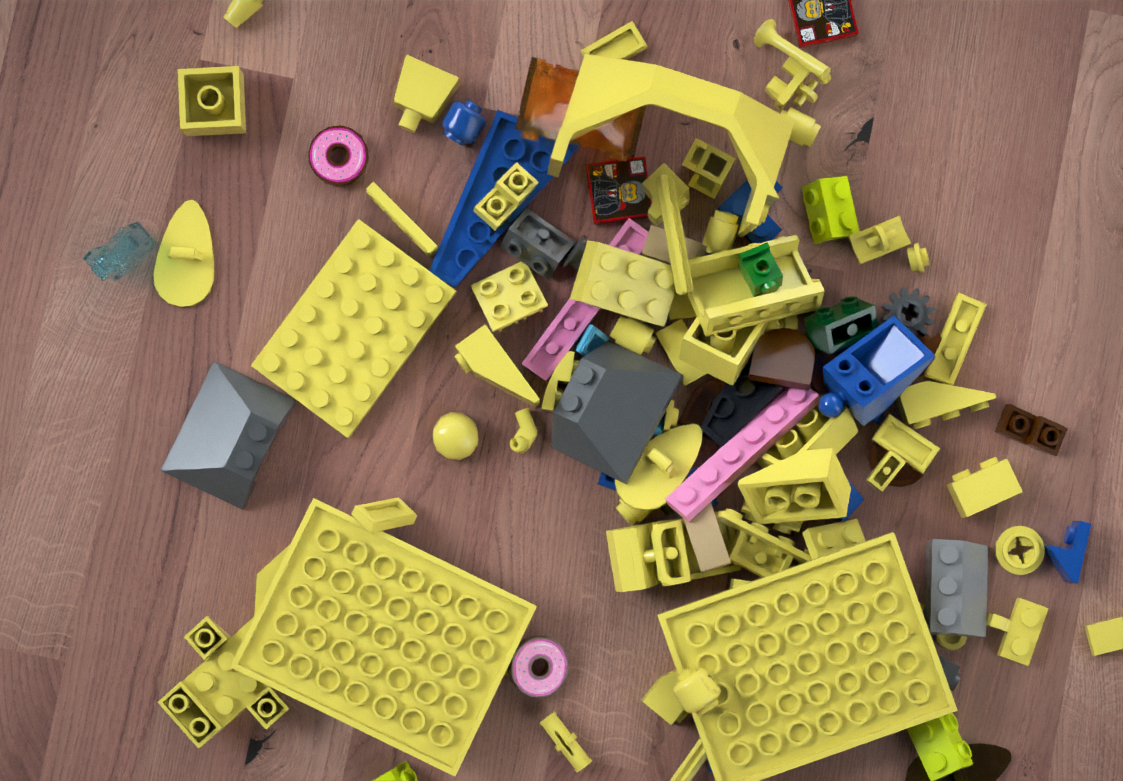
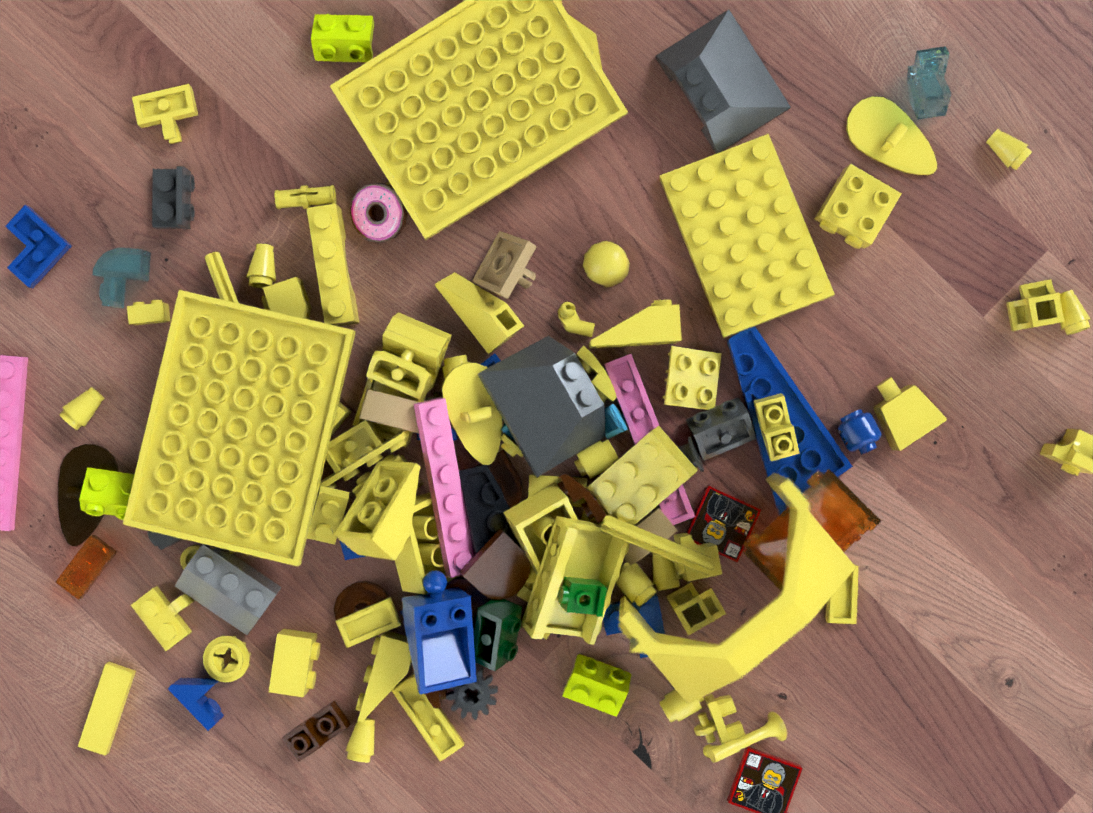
camera: 125 degrees right, 5 degrees up
(133, 148) = (1008, 149): none -> light yellow cone
(211, 101) = (1009, 235): light yellow brick -> none
(258, 38) = (1037, 306): none -> light yellow brick
(269, 247) = (857, 207): none -> light yellow brick
(331, 139) = (913, 312): tile -> none
(384, 514) = (578, 162): light yellow tile -> none
(402, 220) = (811, 330): light yellow tile -> none
(514, 522) = (506, 265): none -> tan tile
(568, 519) = (483, 313): none -> light yellow slope
(611, 676) = (333, 277): none -> light yellow arch
(652, 740) = (262, 267): none -> light yellow cone
(673, 333) = (577, 491): none -> reddish brown slope
(695, 212) = (664, 573): none -> light yellow cone
(696, 690) = (270, 322): light yellow head -> none
(879, 240) = (546, 709): light yellow hips -> none
(885, 471) = (356, 591): light yellow piece -> none
(918, 258) = (512, 730): light yellow plate -> none
(1013, 384) = (361, 742): none -> light yellow cone
(1020, 727) = (86, 566): none -> clear orange plate

